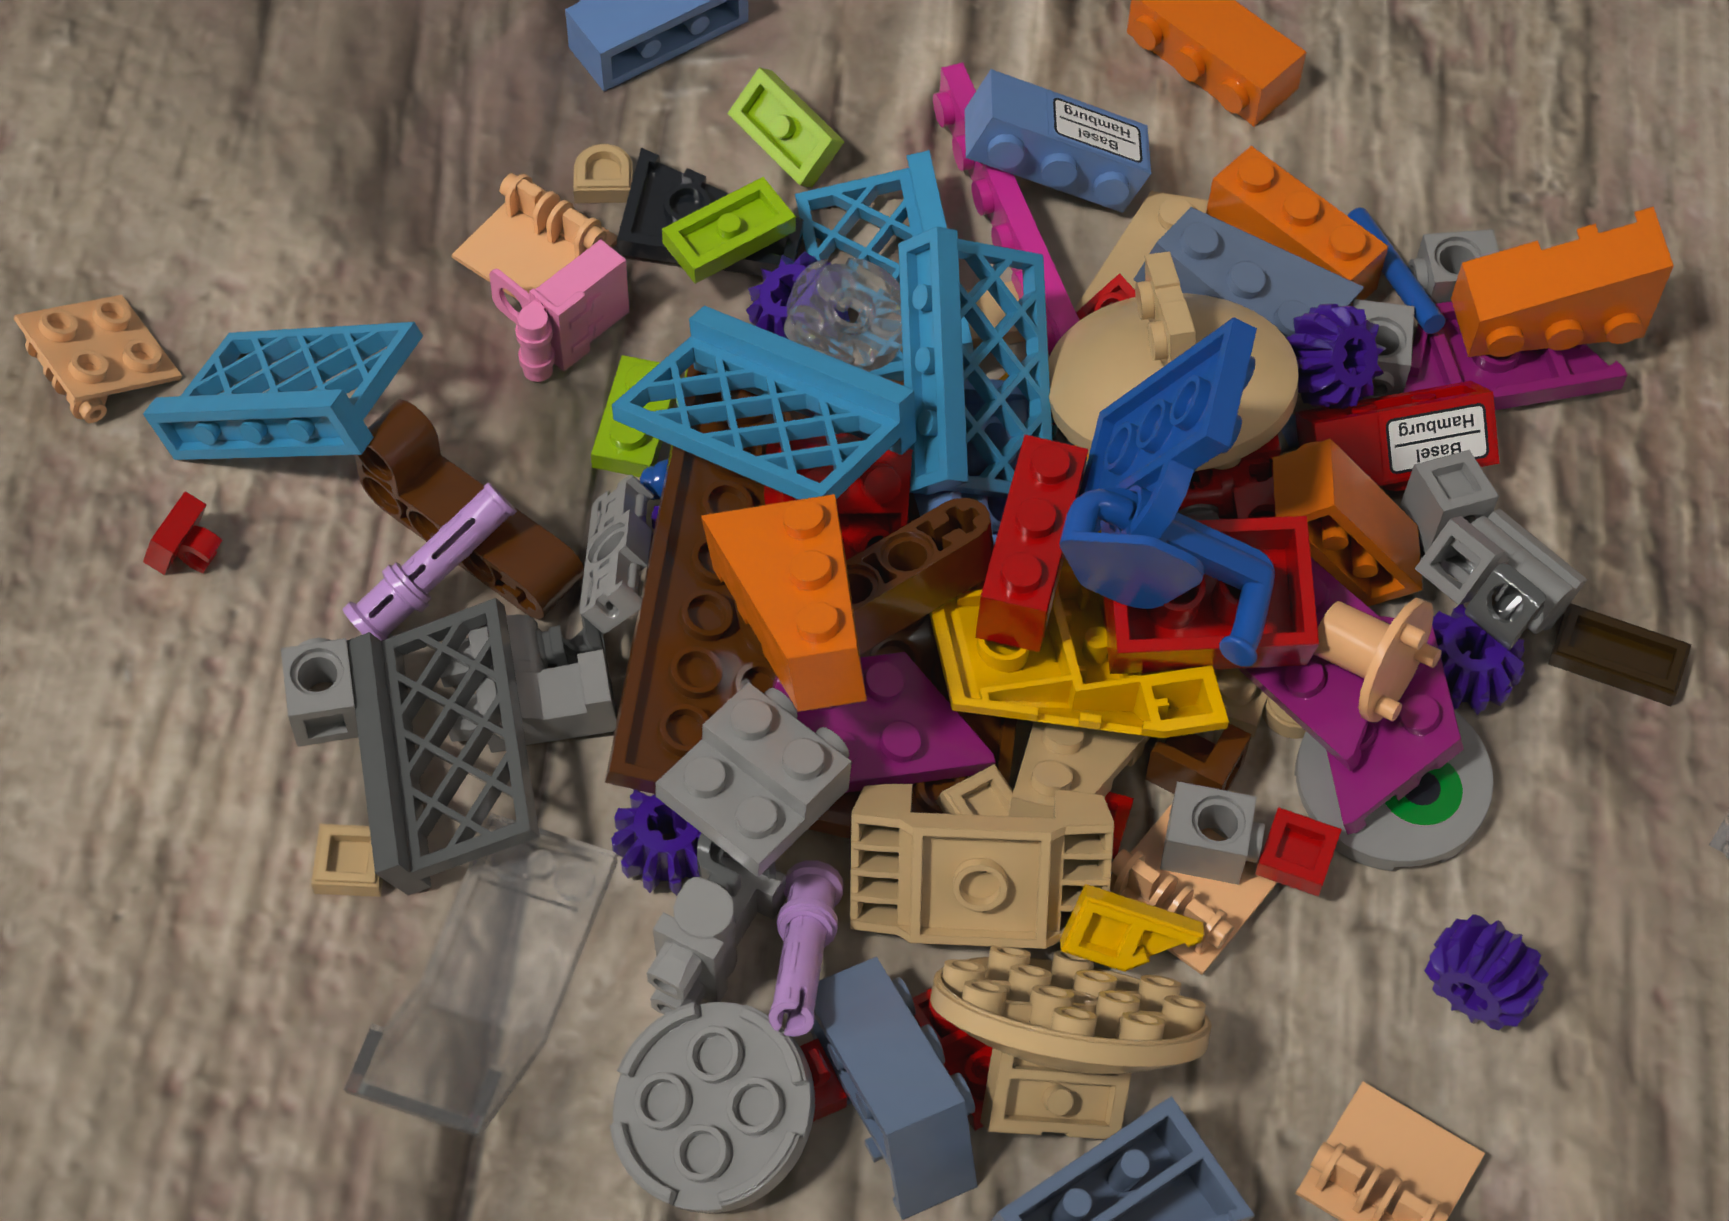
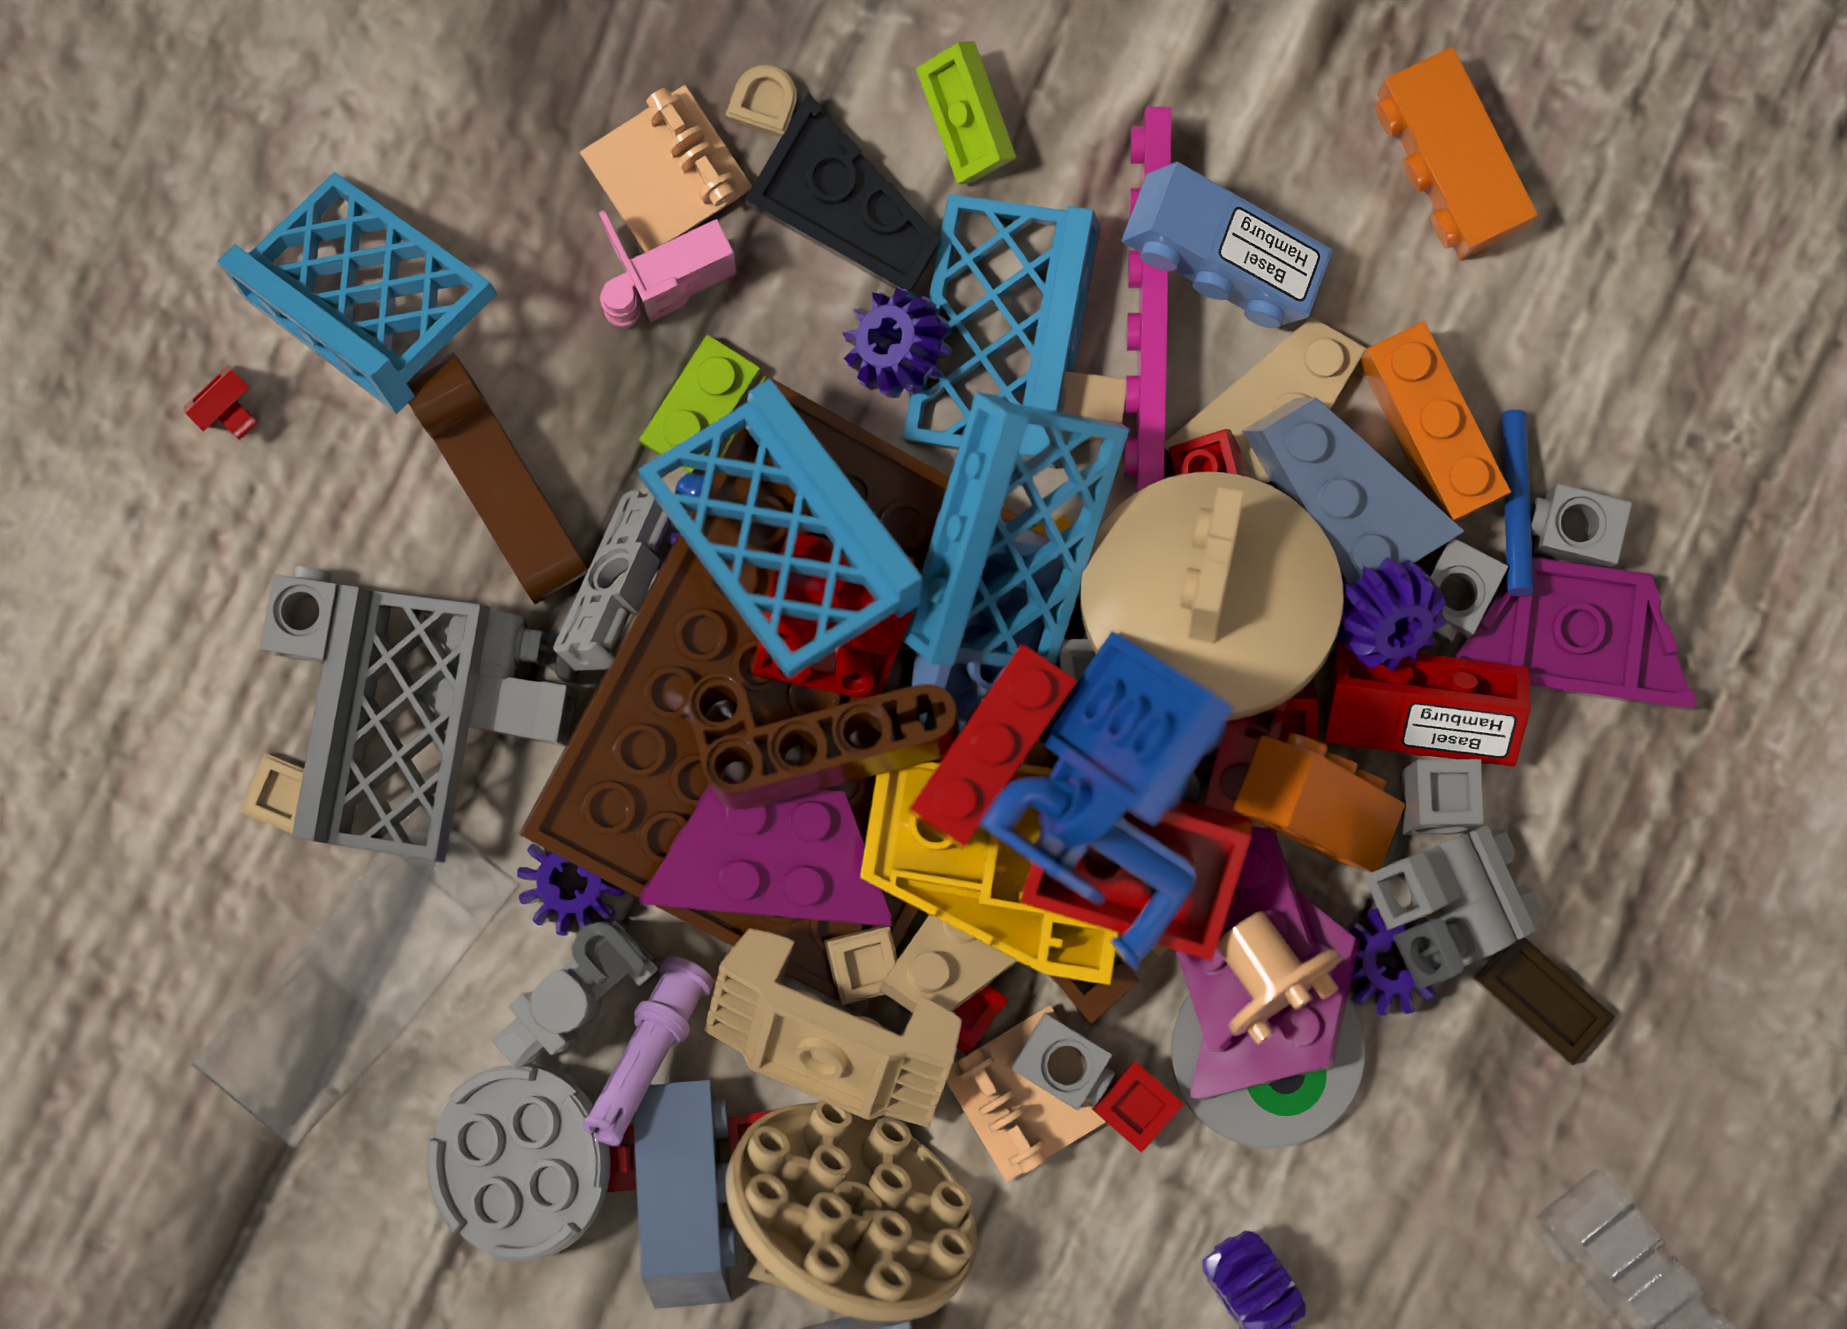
camera: 25 degrees right, 25 degrees up
(95, 352) = (199, 154): light nougat hinge -> none
(408, 585) = (415, 538): lavender pin -> none
(729, 230) = (855, 238): lime plate -> none
(757, 777) = (645, 900): light grey plate -> none
(795, 593) = (732, 760): orange wedge -> none
(853, 285) = (887, 402): clear plate -> none
(1124, 930) = (941, 1136): yellow tile -> none
(1564, 294) = (1658, 613): orange wedge -> none

